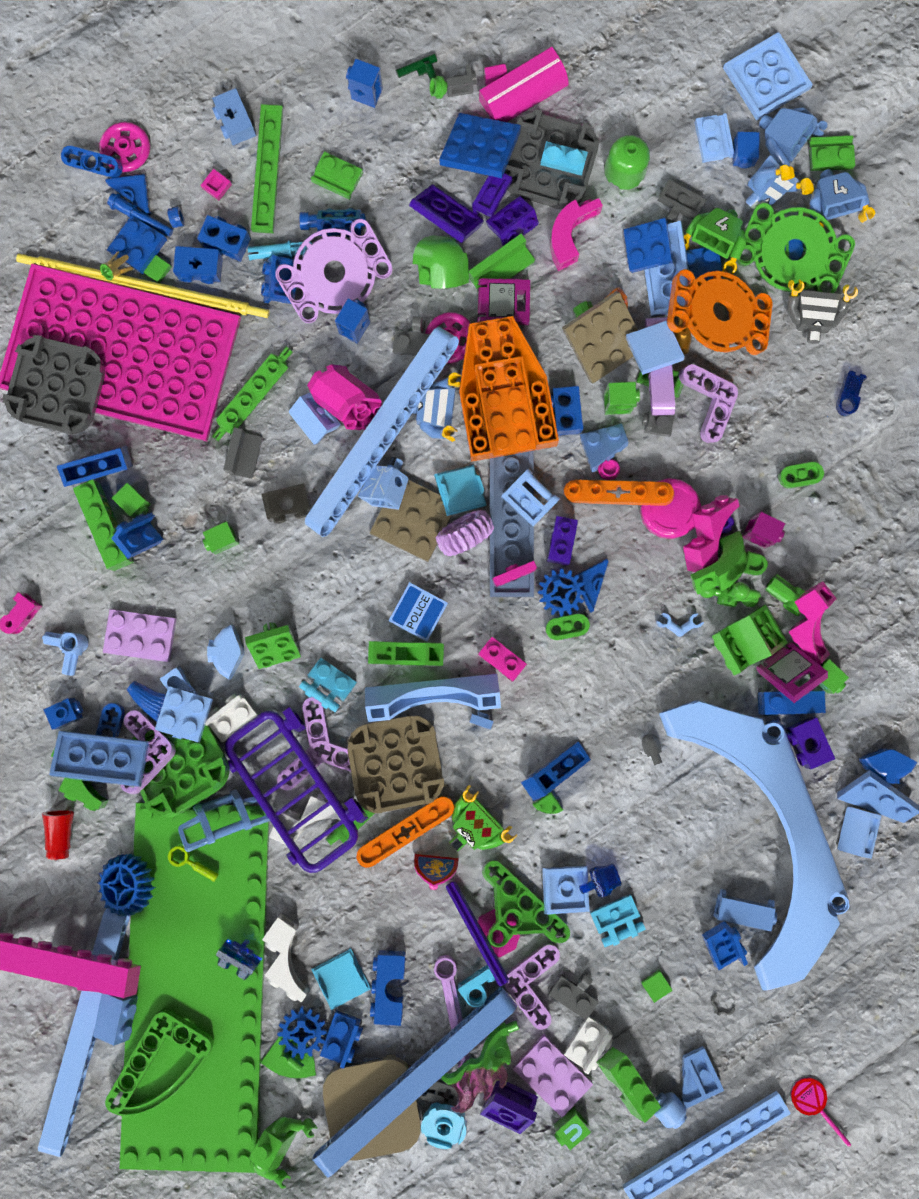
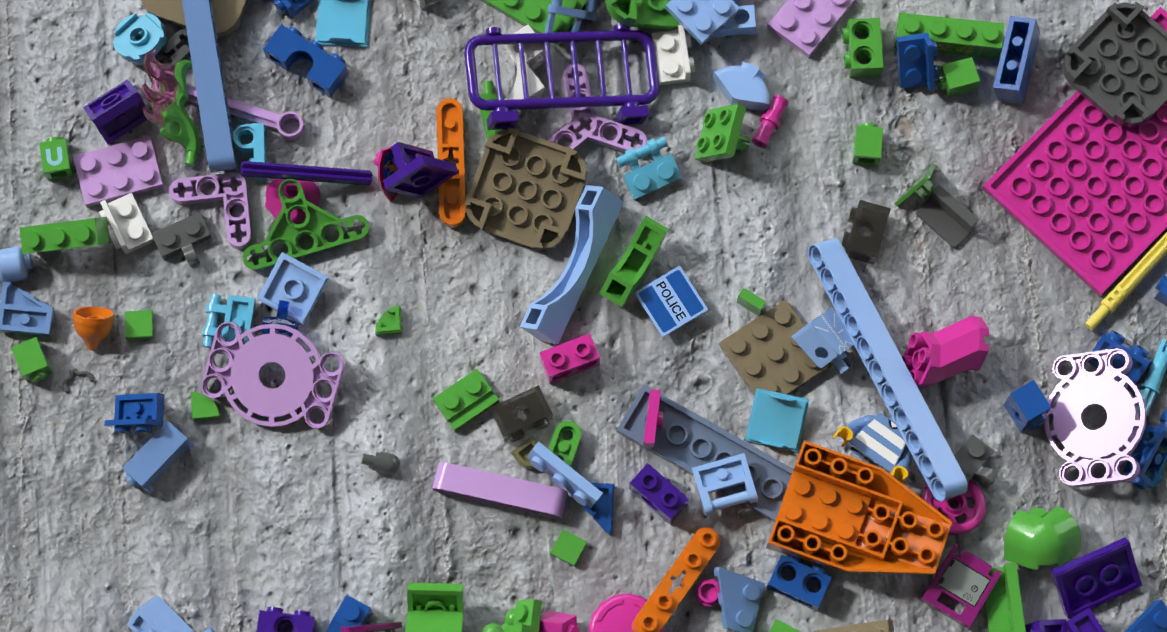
camera: 120 degrees right, 10 degrees down
(145, 576) = (869, 47): none -> bright green brick
(230, 484) = (915, 188): none -> bright green piece
(242, 618) = (770, 121): none -> dark pink pin
(252, 393) = (1008, 262): bright green plate -> none
(313, 418) = (943, 309): light blue panel -> none
(385, 555) = (751, 302): none -> bright green tile
(429, 851) = (417, 171): none -> dark purple bracket
(465, 533) = (726, 392): lavender gear -> none
(476, 825) = (414, 235): bright green torso -> none
(481, 719) = (518, 302): medium blue plate -> none
(555, 771) = (419, 348): blue slope -> none
(565, 602) = (614, 462): blue gear -> none
(569, 680) = (529, 402): none -> clear smoke brick
(572, 716) = (465, 400): none -> bright green plate
(585, 649) = (521, 452): none -> olive tile
(592, 612) = (564, 475): none -> light blue plate
(616, 865) = (300, 381): none -> lavender piece
(624, 653) = (500, 490): none -> lavender beam
(634, 582) = (568, 547): none -> bright green tile
(678, 1021) = (93, 324): none -> orange helmet
(679, 630) = (491, 563): light blue arm -> none
(688, 901) = (203, 407): none -> bright green tile
(730, 1048) = (32, 360): none -> bright green brick
(816, 878) = (264, 572): light blue panel -> none

